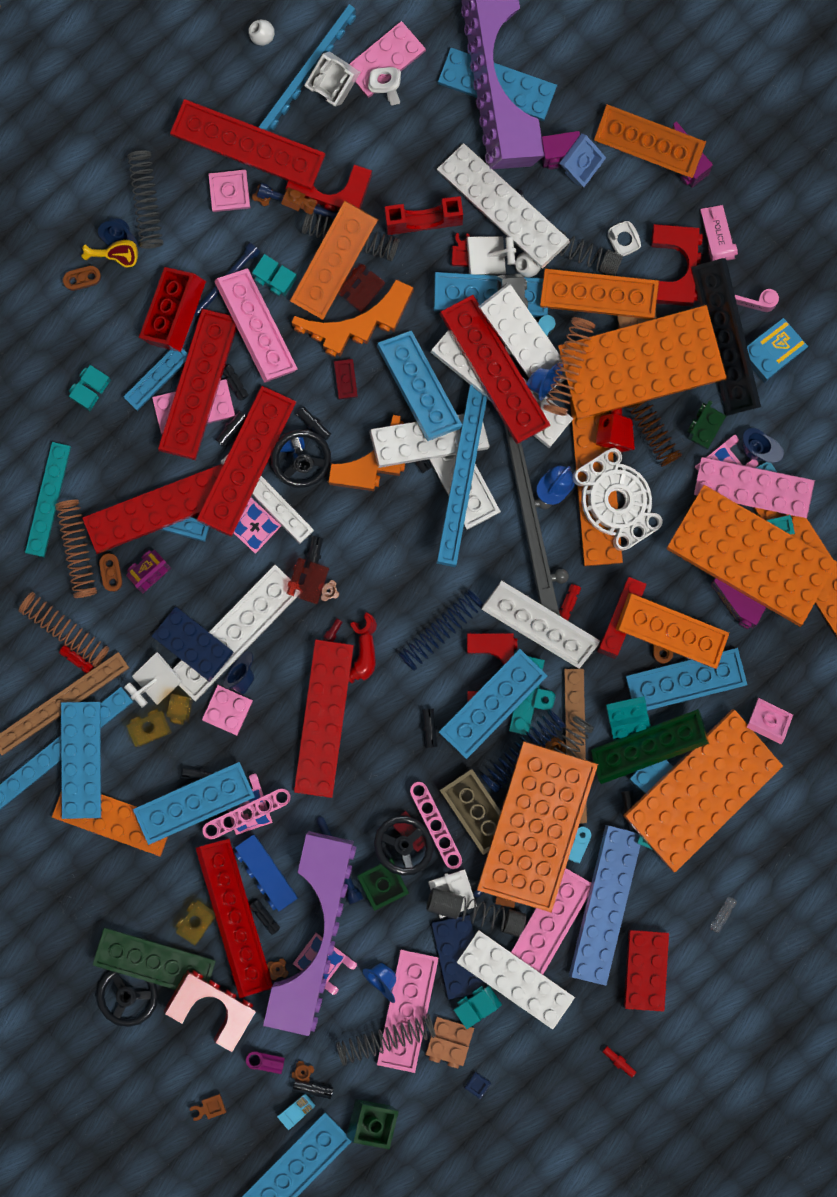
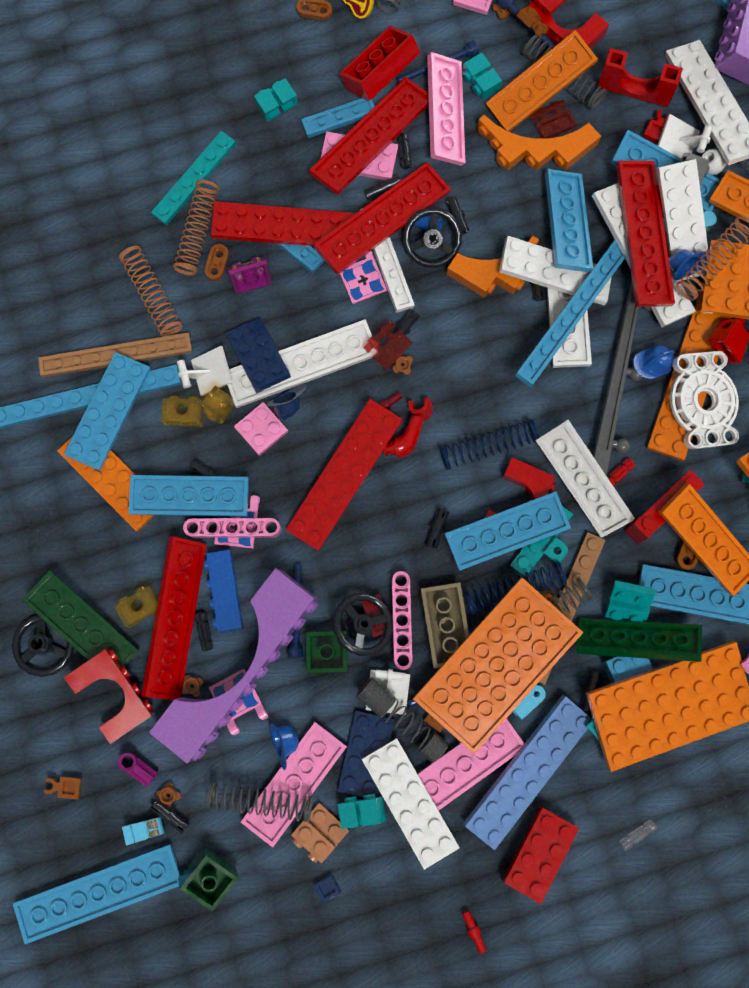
camera: 25 degrees right, 5 degrees down
(76, 659) = (148, 322): red axle -> none
(345, 379) = (504, 190): dark red plate -> none

